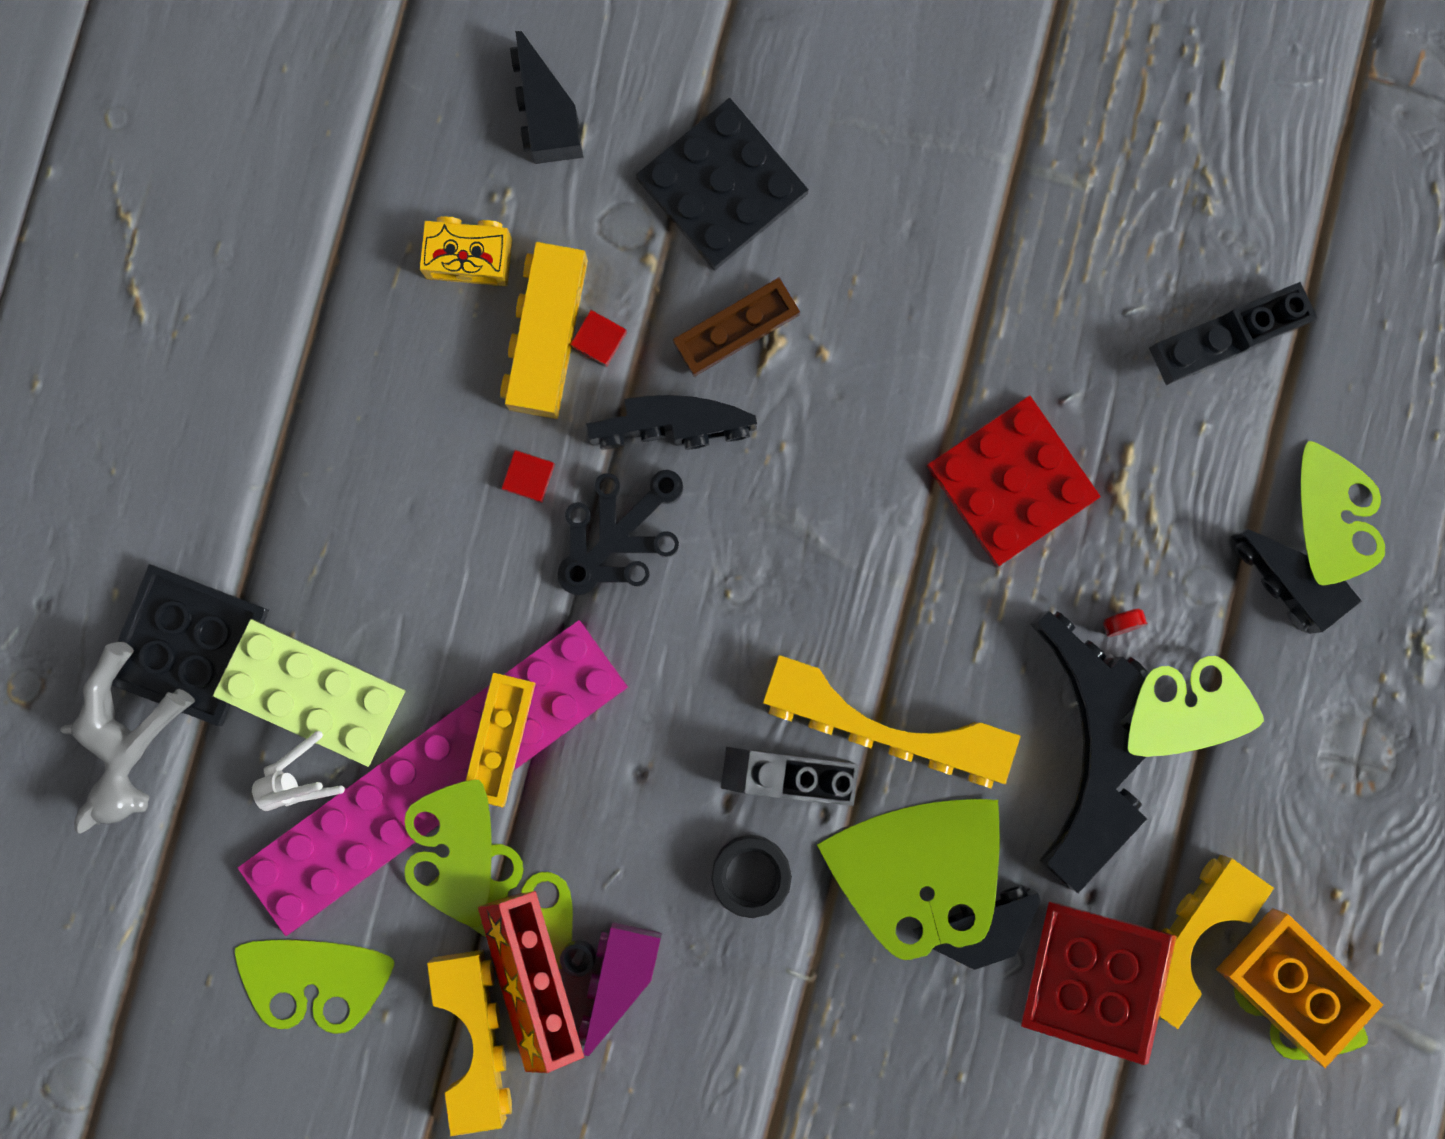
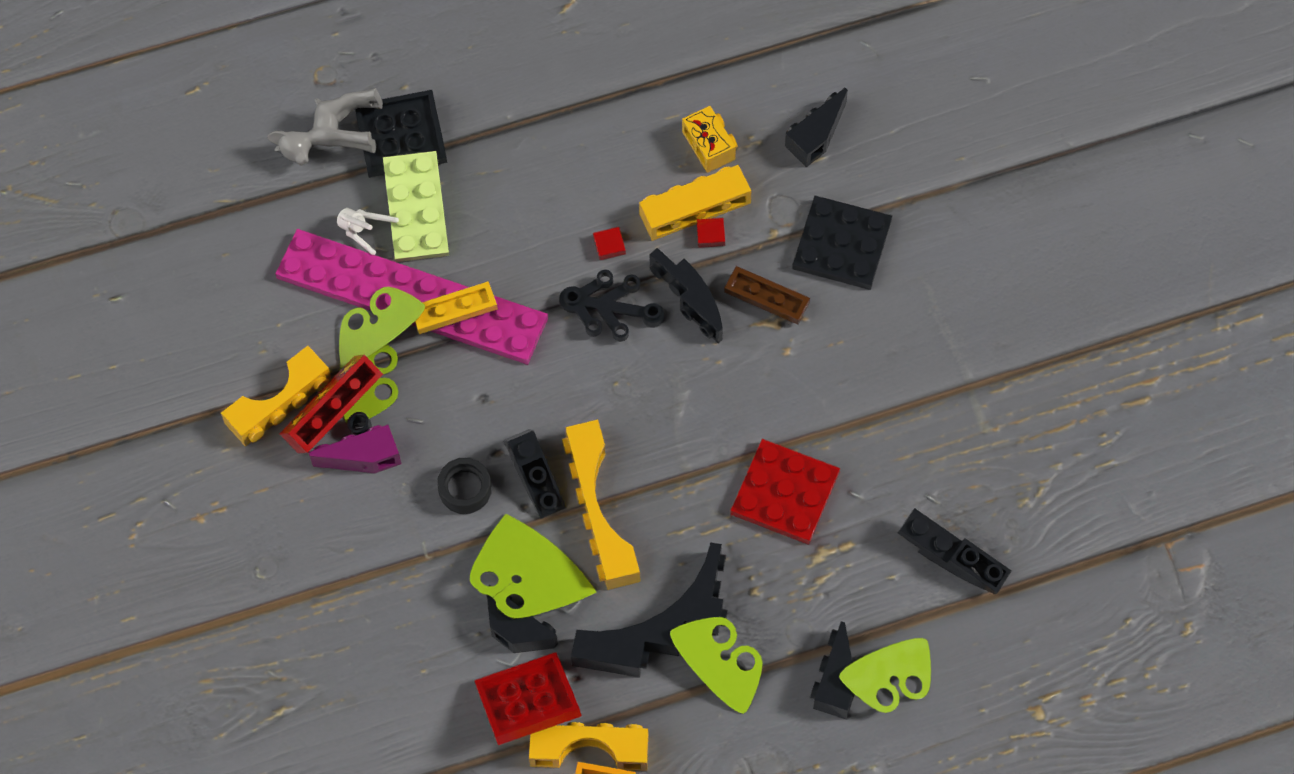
camera: 60 degrees right, 20 degrees down
(333, 968) = (272, 311): lime piece -> none
(1124, 622) = (745, 596): red tile -> none

